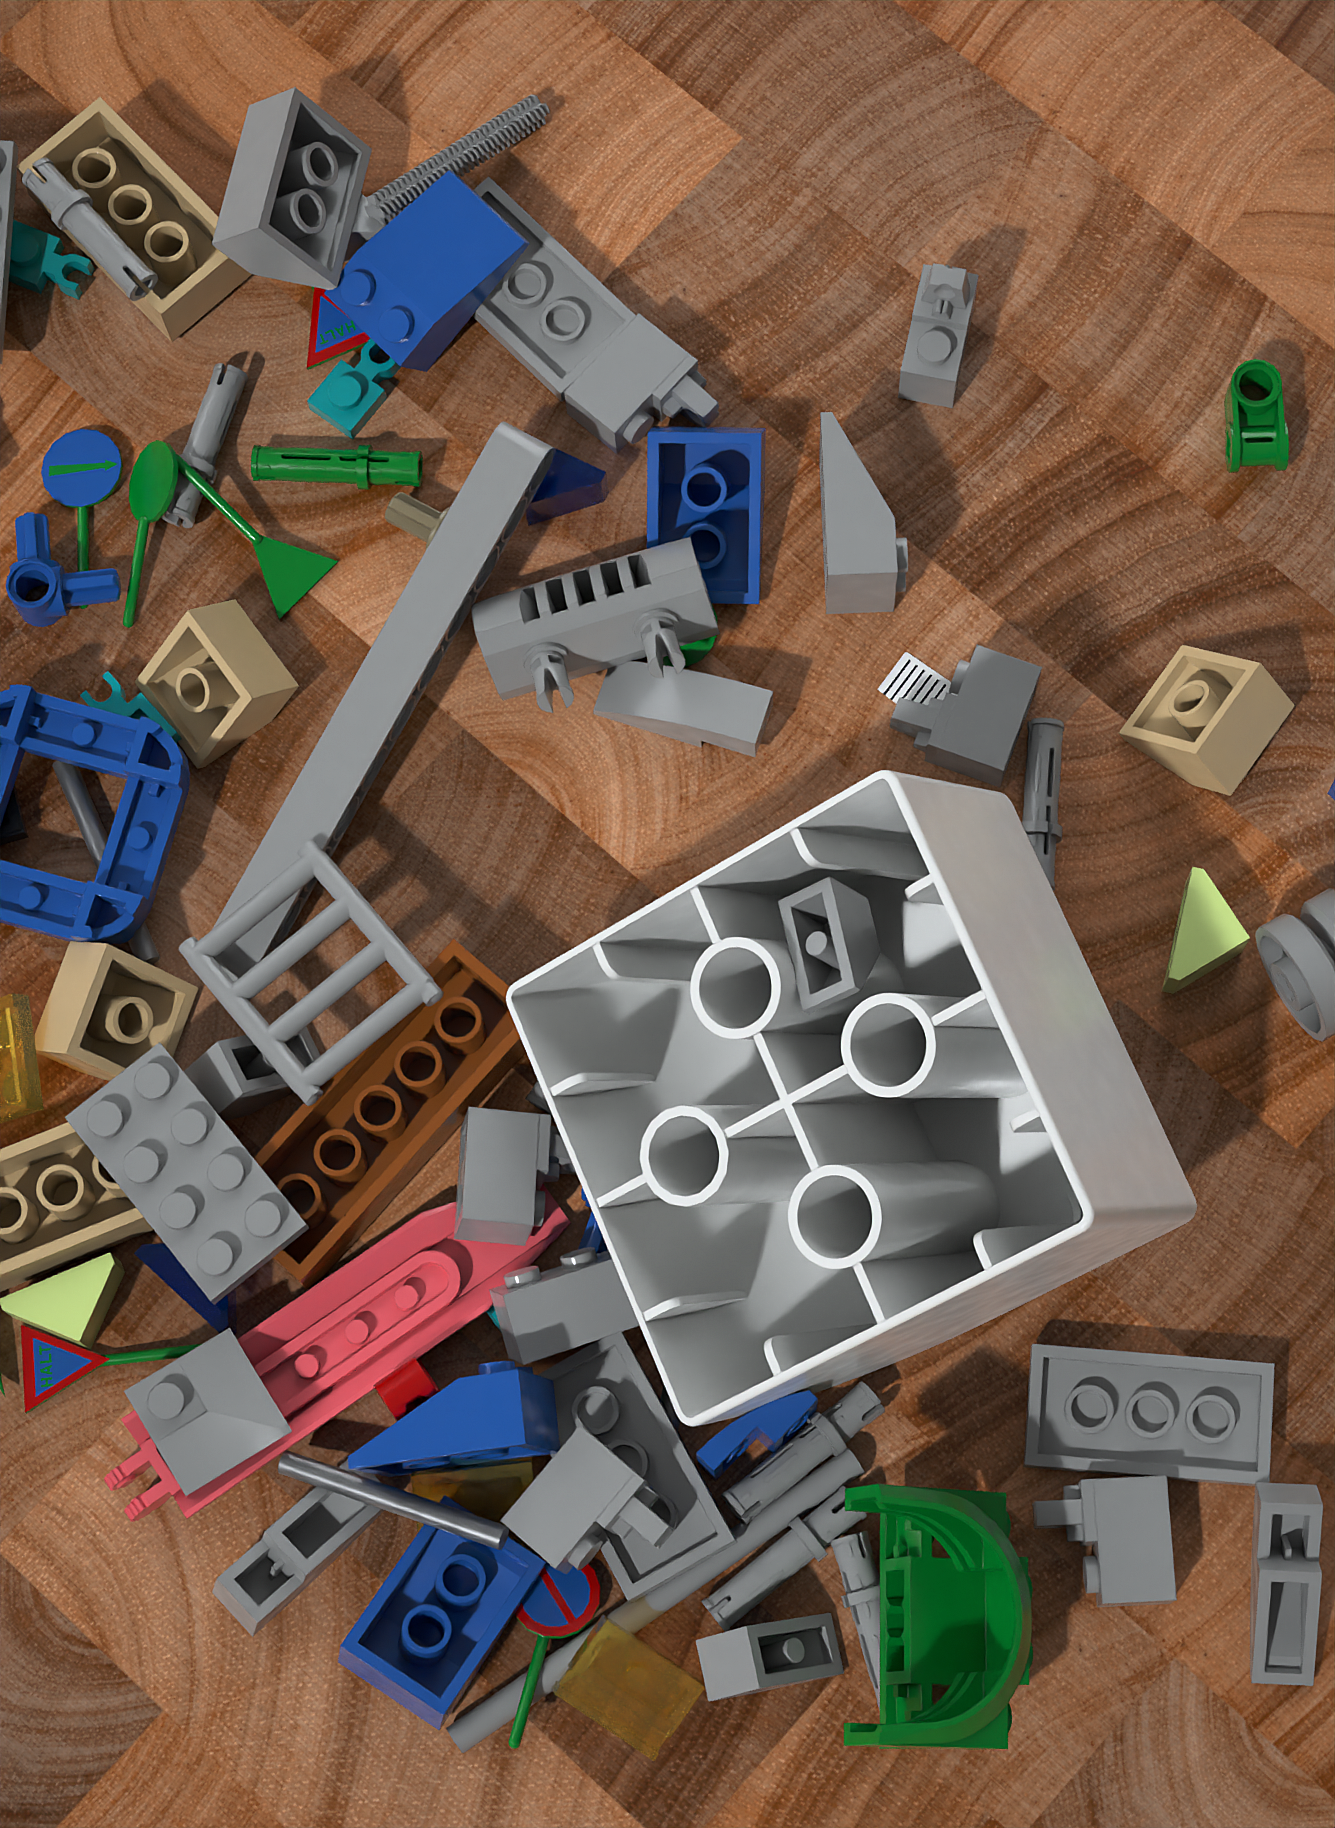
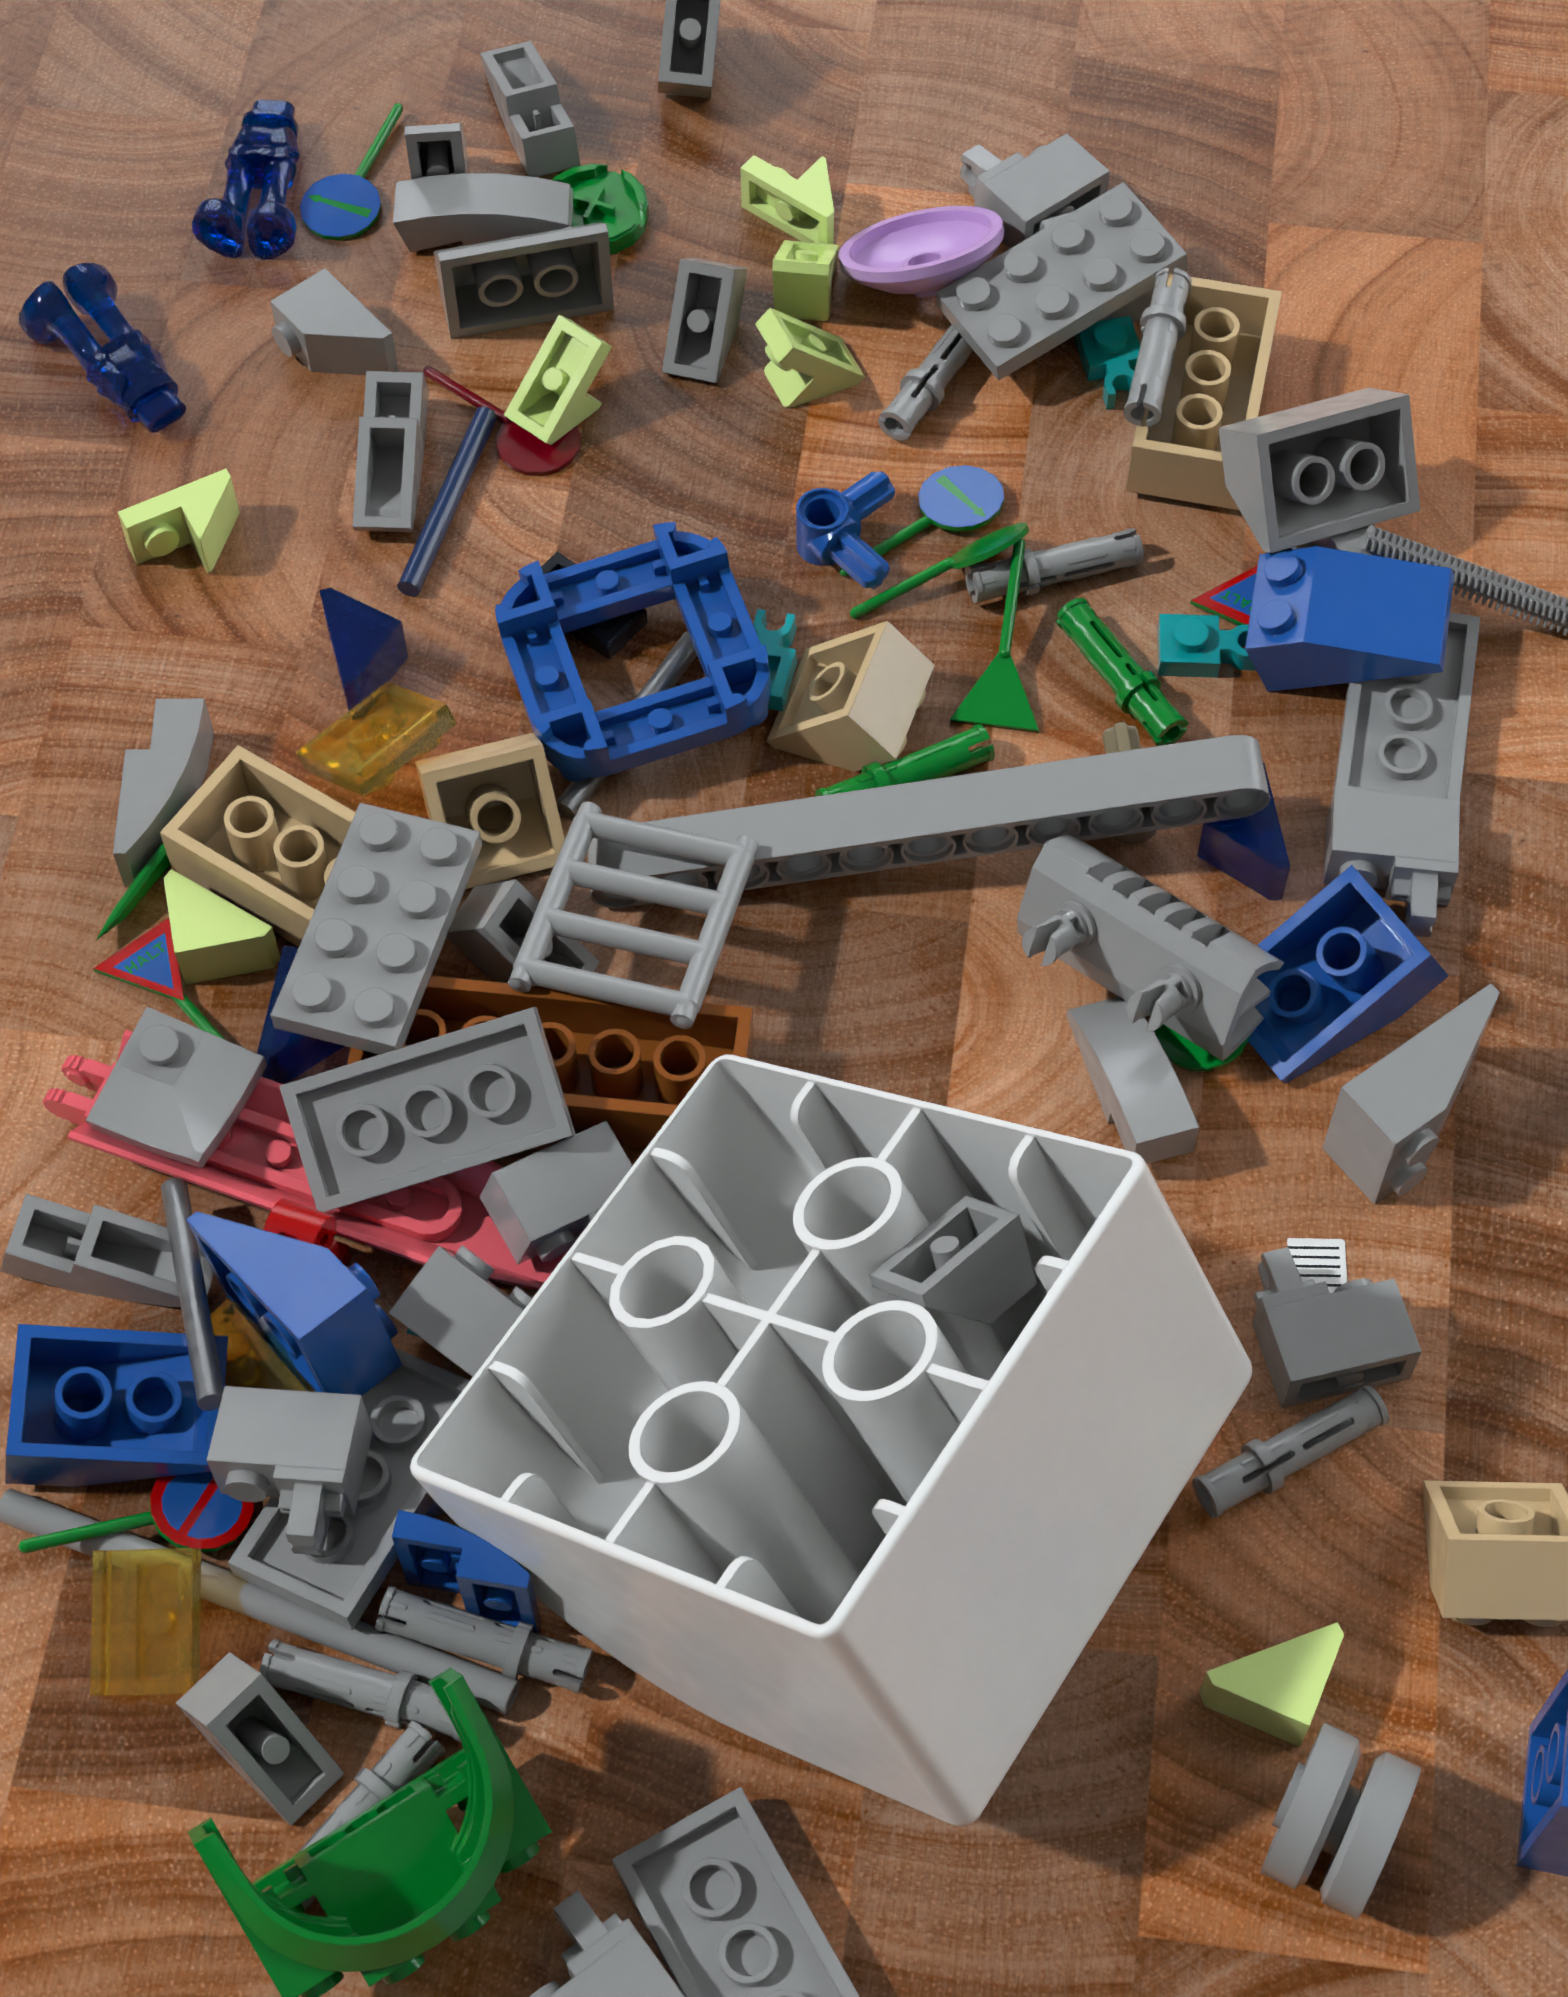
camera: 50 degrees right, 15 degrees down
(307, 709) = (925, 764): none -> green pin
(374, 1233) = (427, 1110): none -> light grey plate

